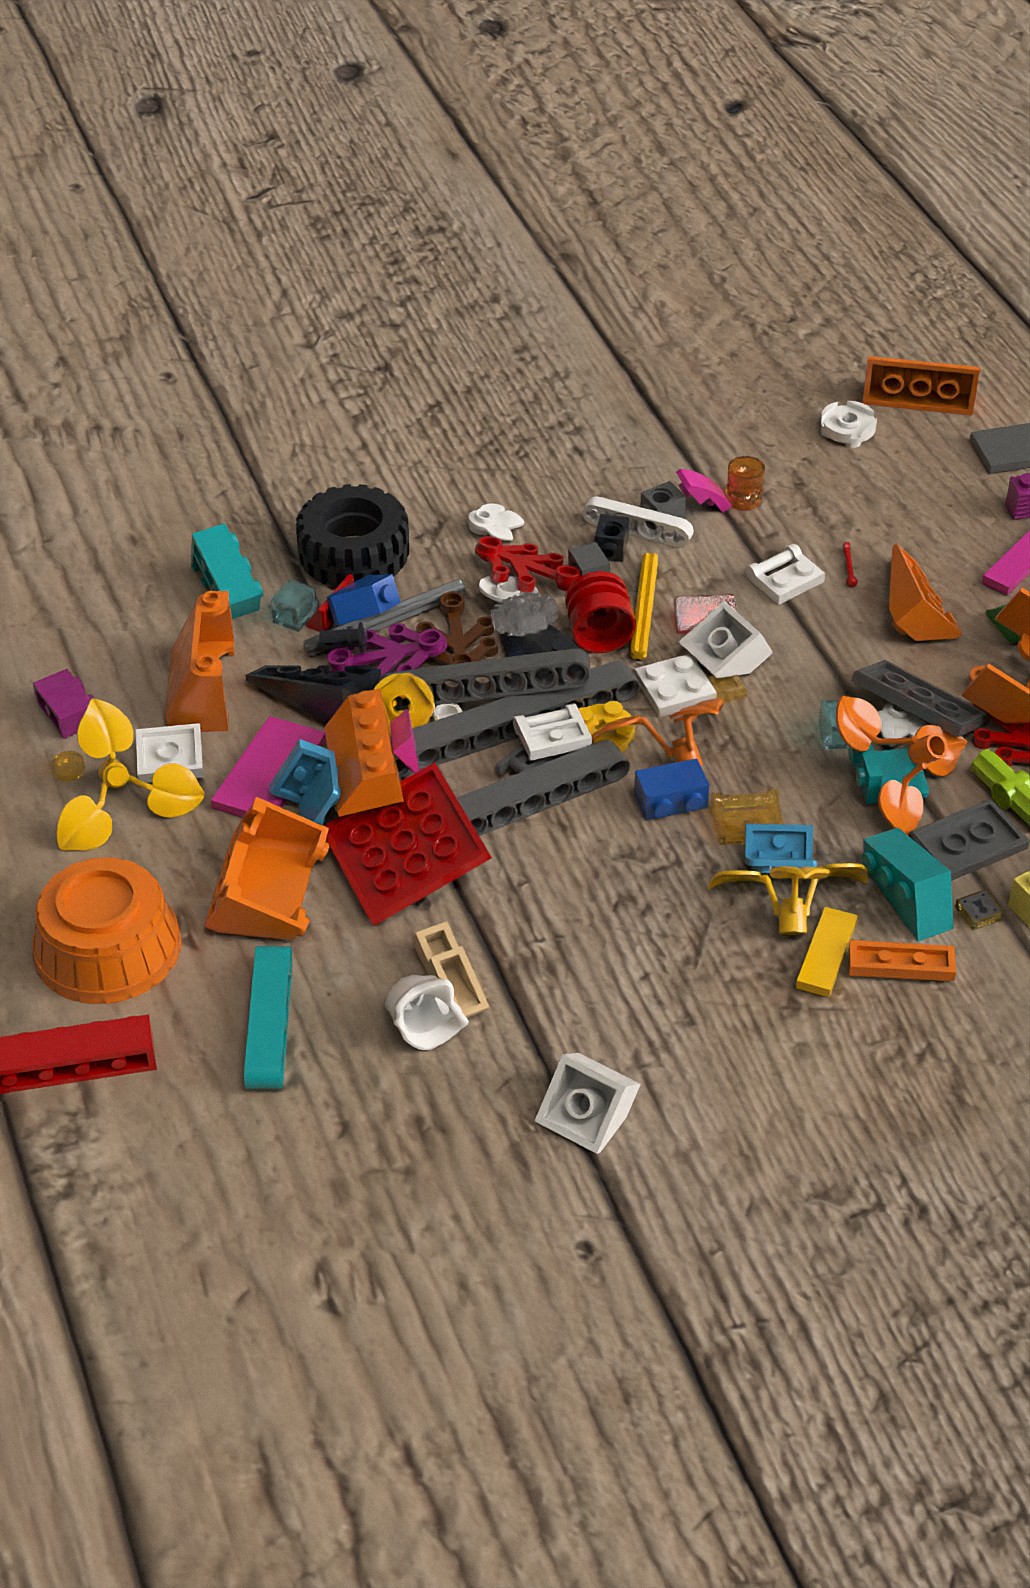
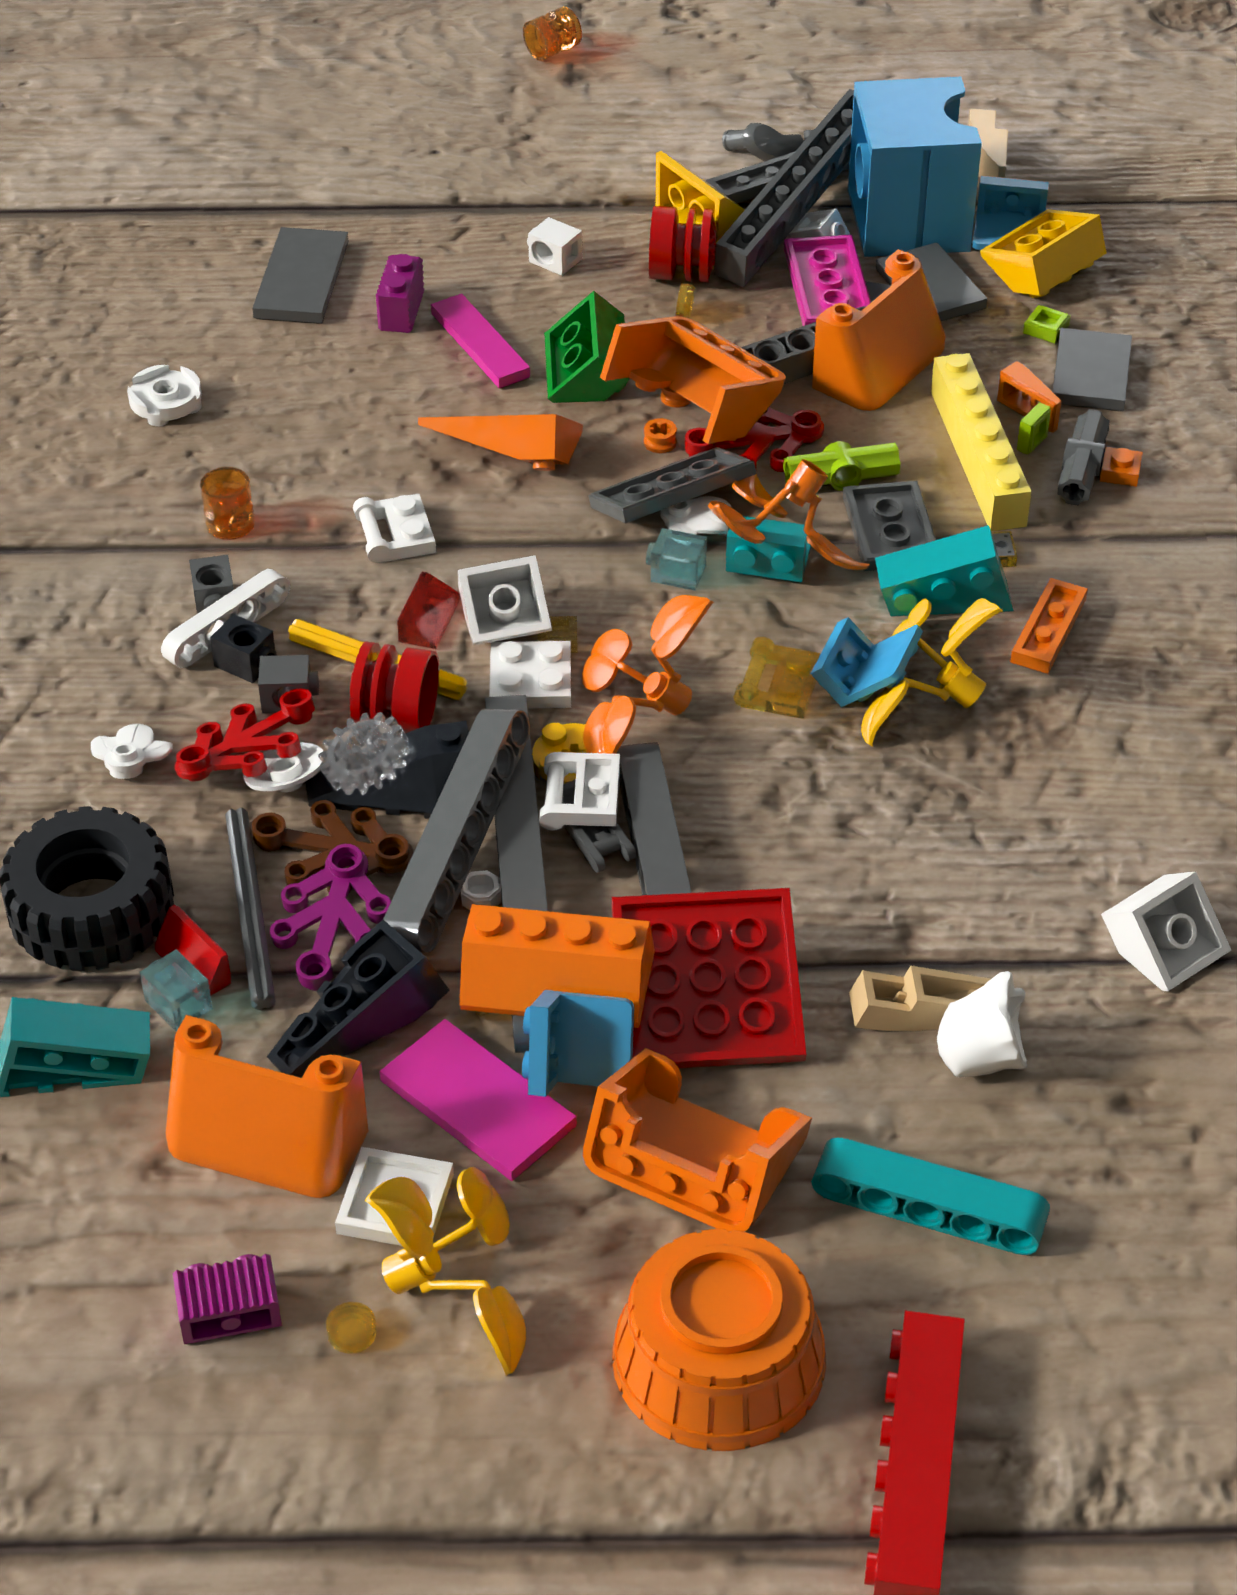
camera: 70 degrees left, 0 degrees up
(345, 638) = (293, 940): black pin -> none
(363, 598) = (223, 903): blue slope -> none
(404, 741) = (573, 901): dark pink slope -> none
(411, 687) = (438, 908): yellow plate -> none
(671, 789) = (715, 723): blue brick -> none
(702, 489) = (217, 541): dark pink slope -> none
(826, 952) = (1014, 680): yellow tile -> none
(851, 580) = (380, 467): red hinge -> none
(920, 385) = (152, 315): orange slope -> none

